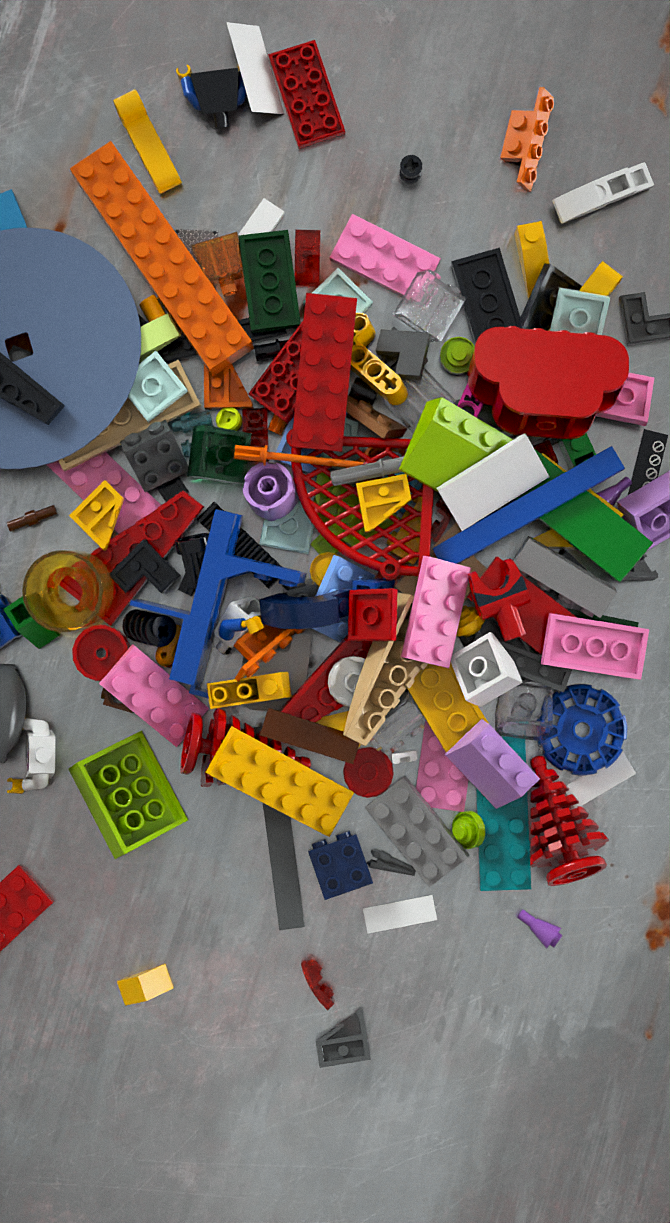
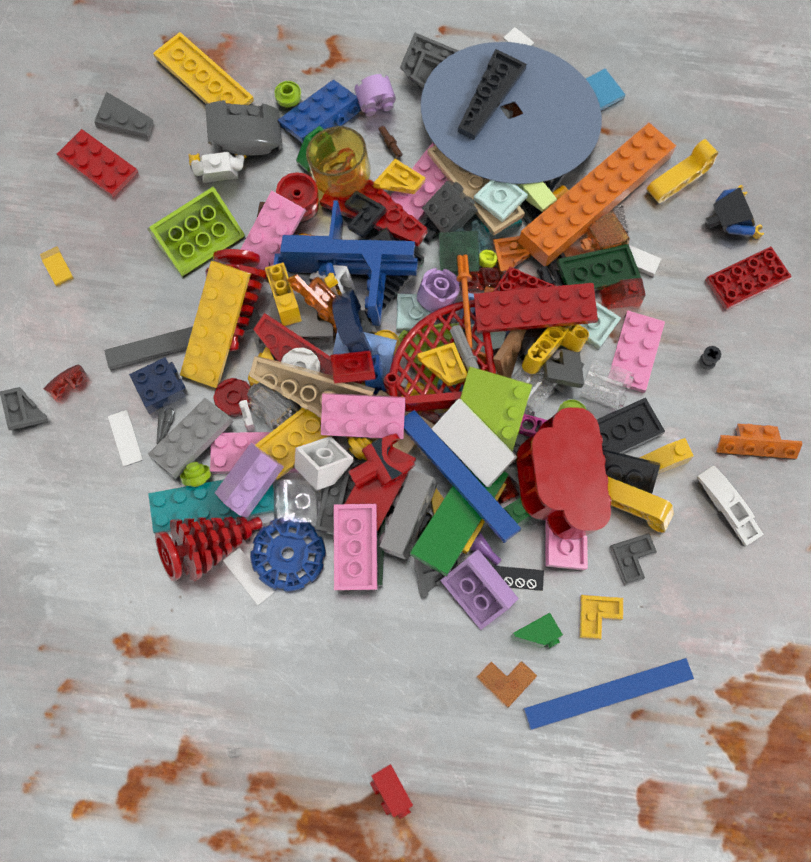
camera: 75 degrees right, 15 degrees down
(149, 628) = (314, 227): black piece -> none
(255, 68) = (757, 236): white sticker -> none
(309, 736) = (253, 338): reddish brown sticker -> none
(544, 931) = (118, 550): medium lavender cone -> none
(579, 312) = (626, 493): light aqua tile -> none

